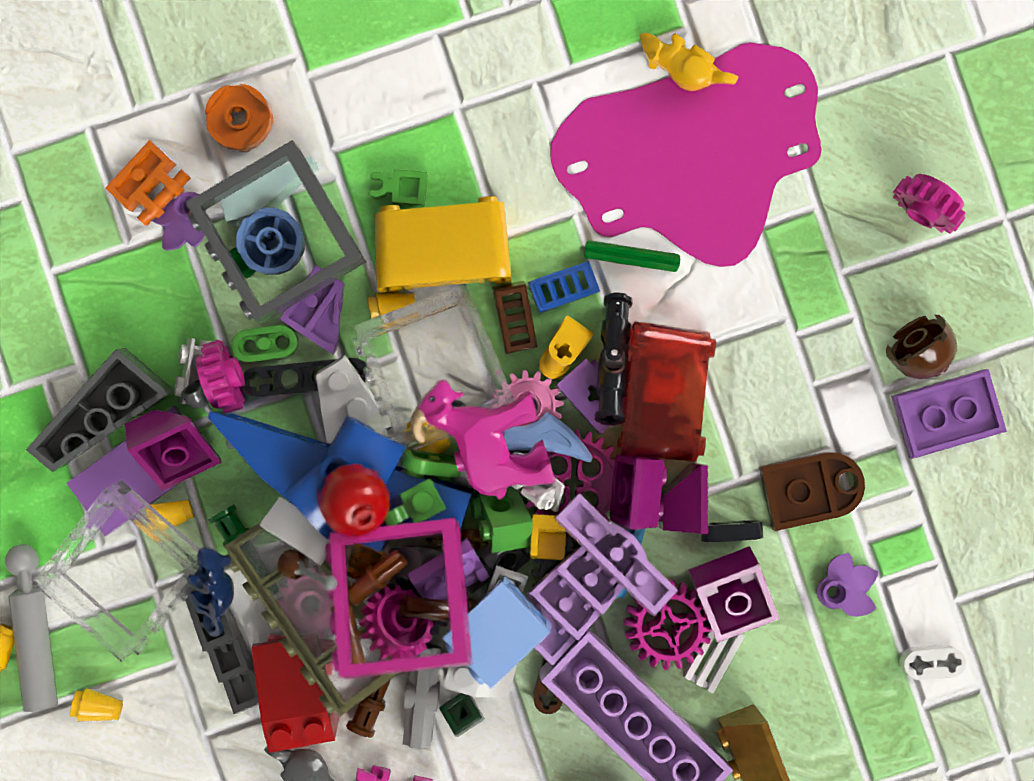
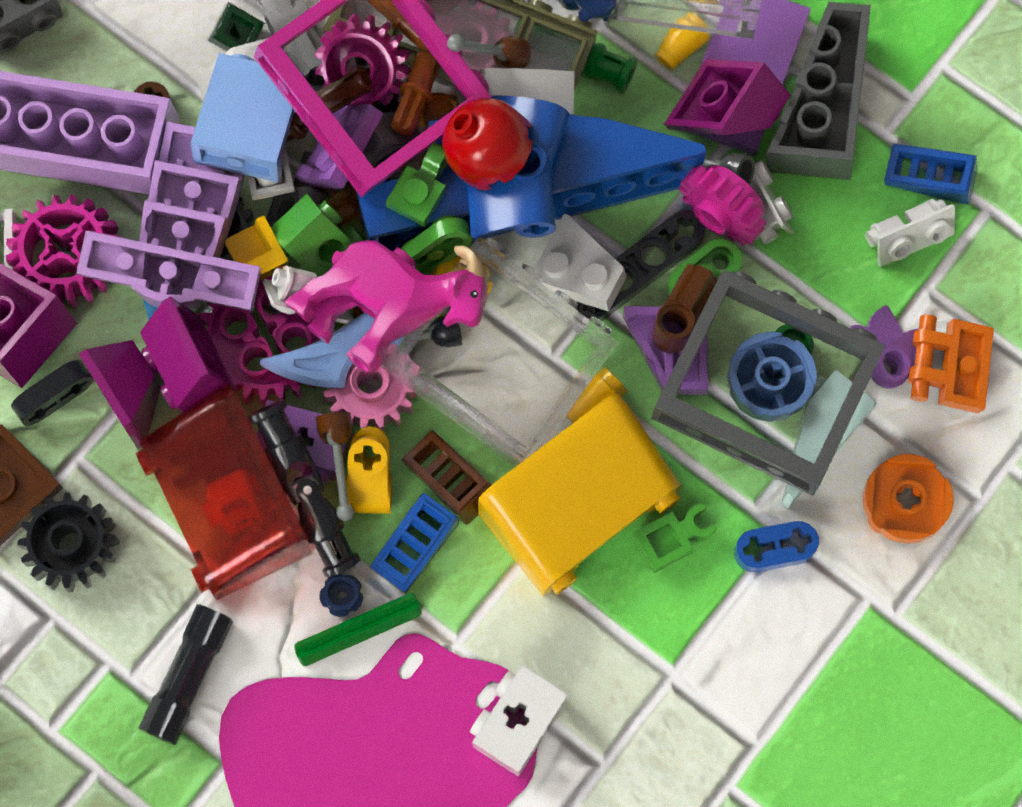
camera: 140 degrees right, 15 degrees down
(42, 309) = (929, 186): none -> blue slope
(96, 284) = (927, 225): none -> white hinge
(293, 324) = (683, 308): none -> reddish brown piece
(338, 148) = (774, 536): none -> blue beam
(572, 382) = (335, 431): none -> hinge
(581, 120) = (541, 706): none -> white brick
(634, 277) = (329, 595): none -> dark blue plate
(755, 293) = (172, 703): none -> black axle
(796, 424) = (55, 522): none -> black gear

